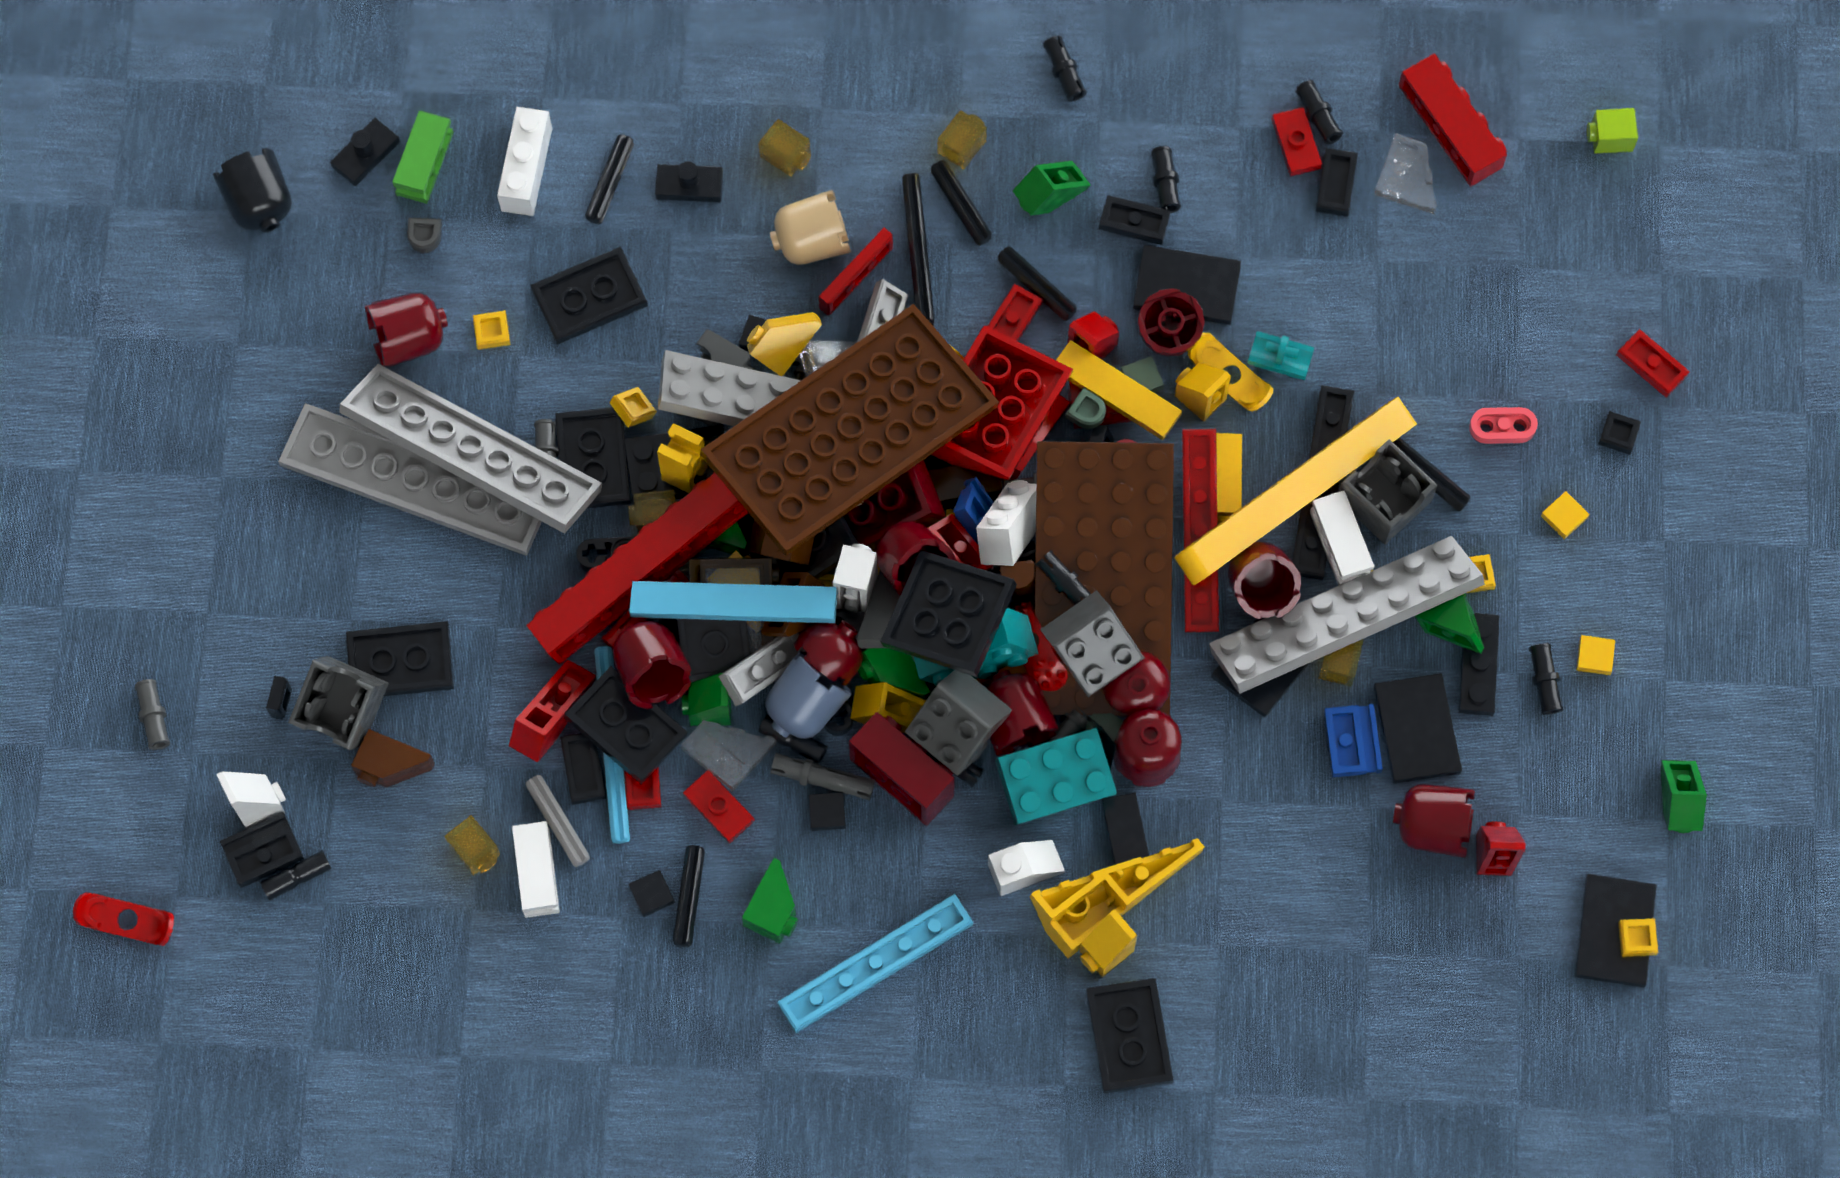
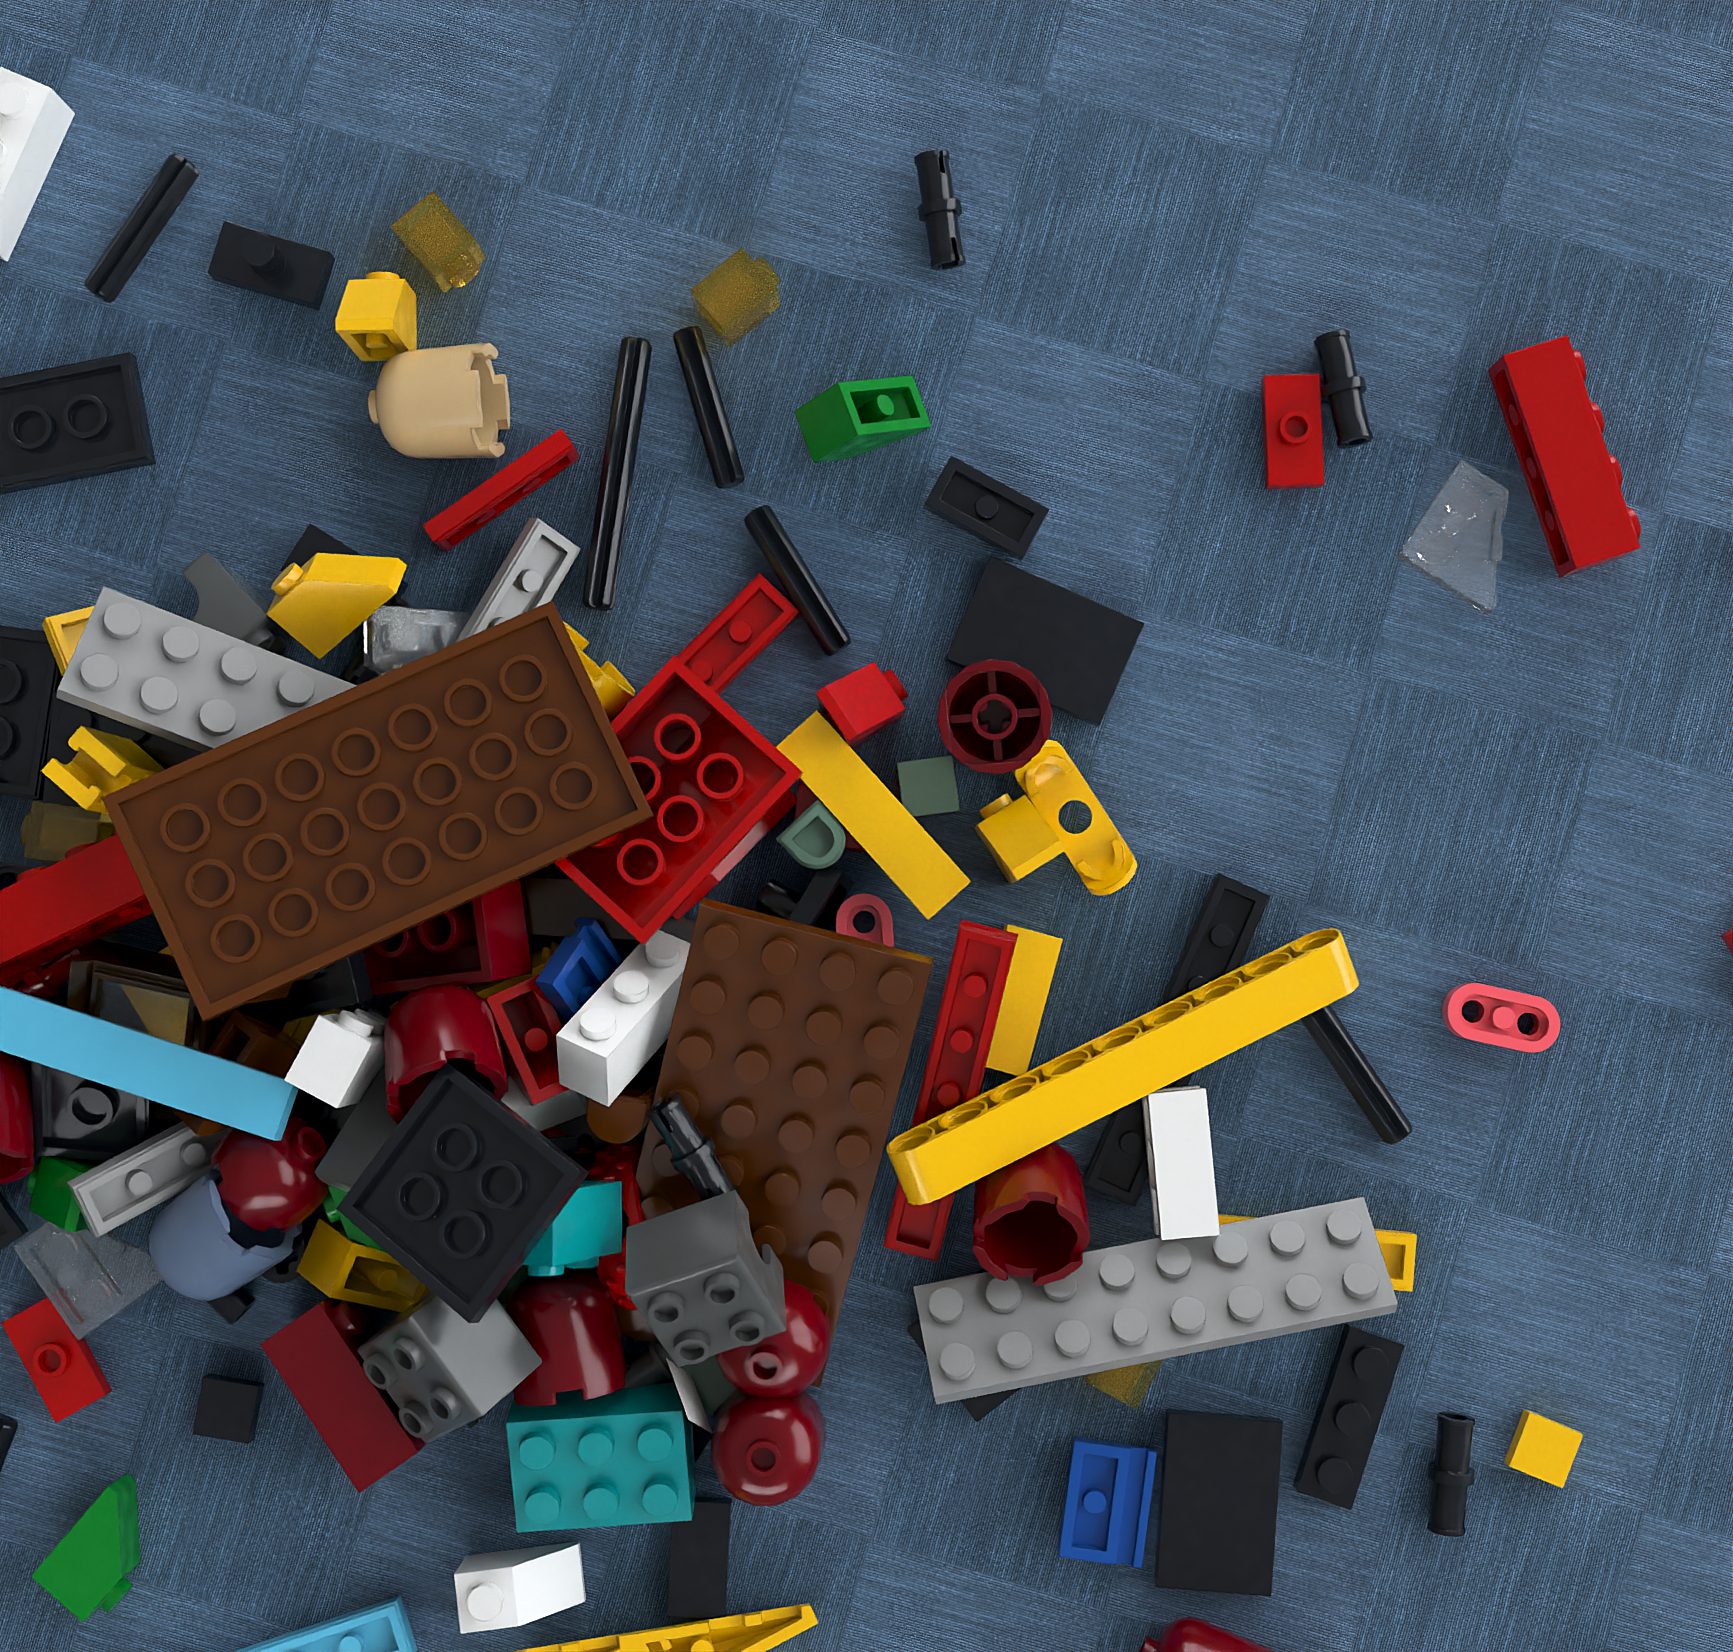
camera: 15 degrees right, 15 degrees up
(763, 194) = (378, 316): none -> yellow slope
(822, 776) = (214, 1340): dark grey pin -> none
(1165, 178) = (1056, 448): black pin -> none
(1280, 355) = (1164, 810): teal hips -> none
(1336, 182) = (1339, 518): black tile -> none
(1388, 492) = (1277, 1100): dark grey piece -> none
(1454, 623) = (1335, 1359): green slope -> none
(1565, 515) = (1559, 1194): yellow tile -> none
(1619, 432) = (1688, 1072): black tile -> none

